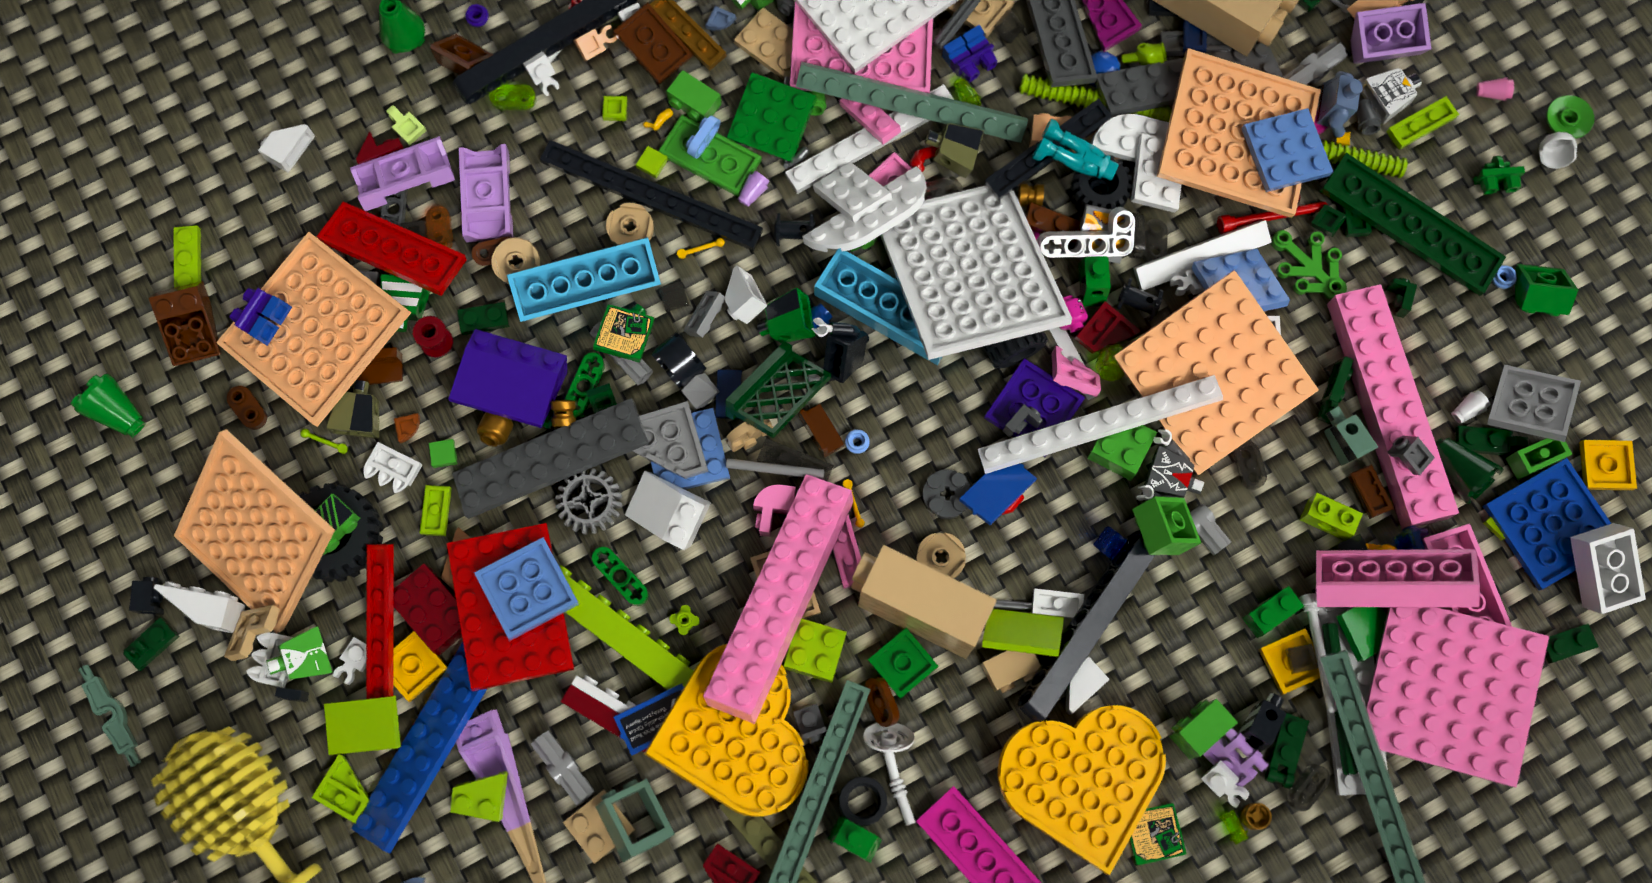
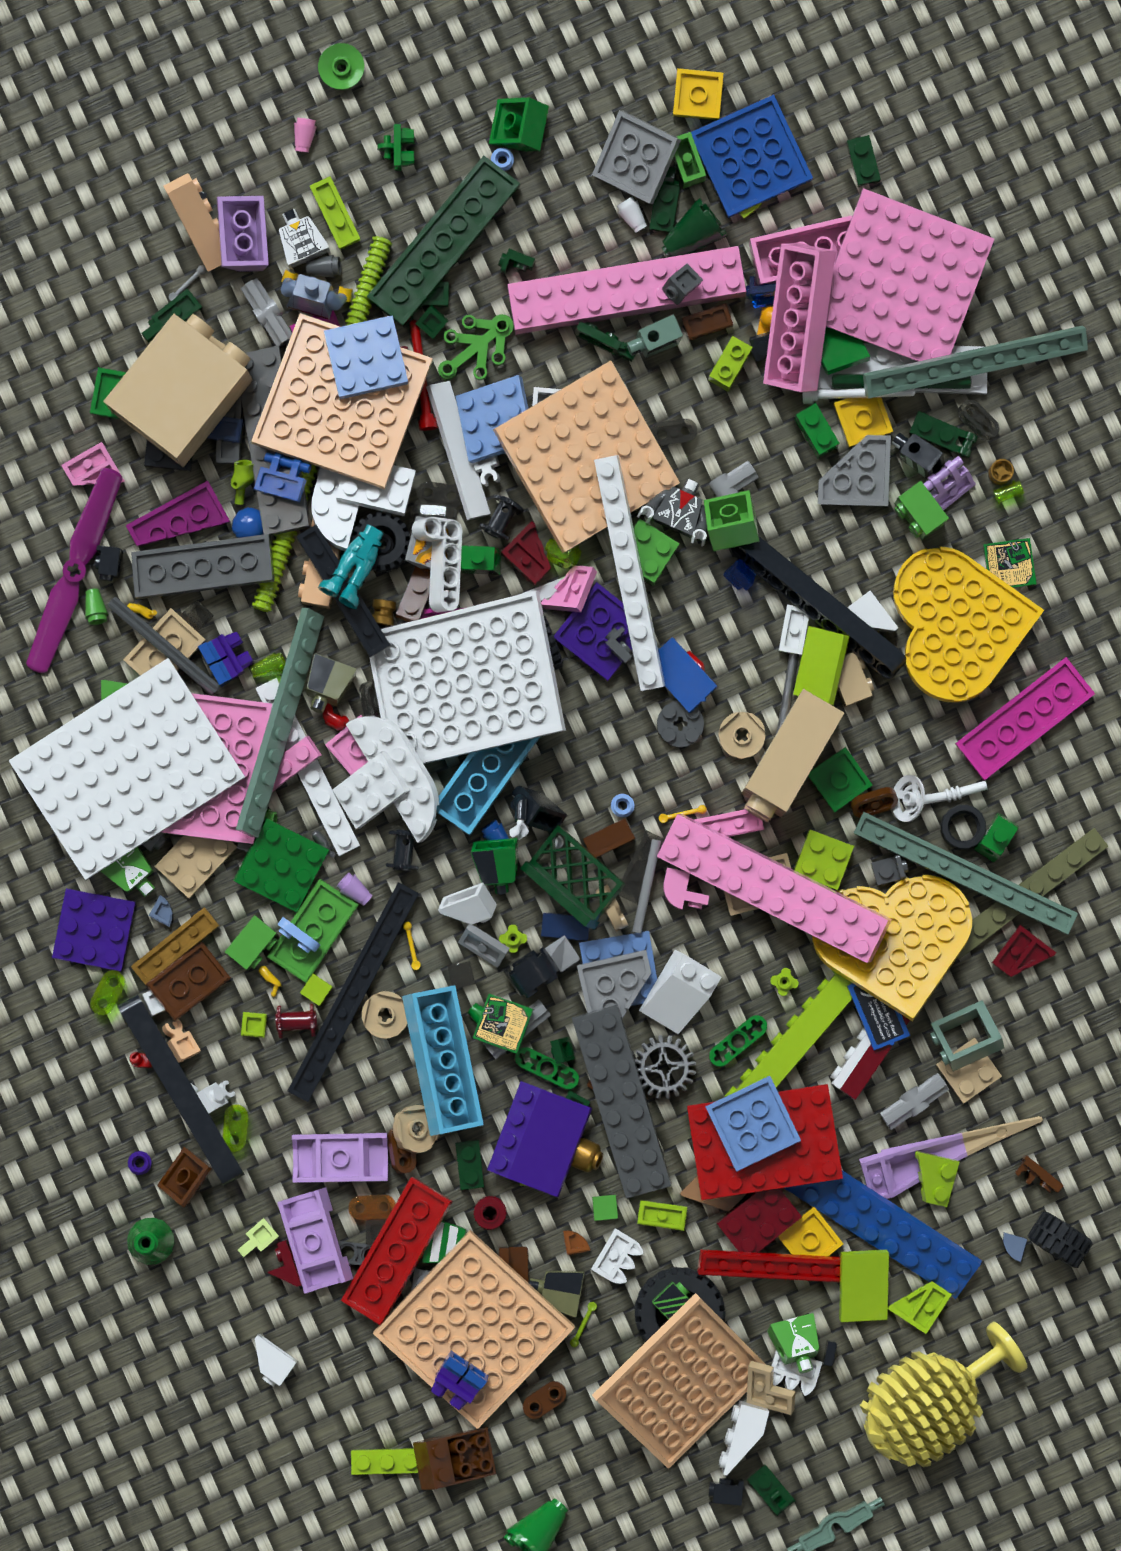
camera: 85 degrees left, 10 degrees up
(354, 658) = (797, 1293): white plate -> none
(563, 419) = (577, 1086): pearl gold wheel -> none
(619, 144) = (296, 1021): none -> dark red hose
(713, 350) = (519, 938): none -> lime plate
(1077, 313) = (510, 585): dark pink head -> none
(1148, 80) = (281, 484): none -> blue plate
(1223, 781) = (968, 495): white plate -> none
(1231, 662) = (860, 475): none -> light grey plate
(1301, 659) = (862, 411): clear smoke tile -> none
(1558, 150) = (376, 85): white hair -> none
(1608, 568) = (800, 117): white brick -> none

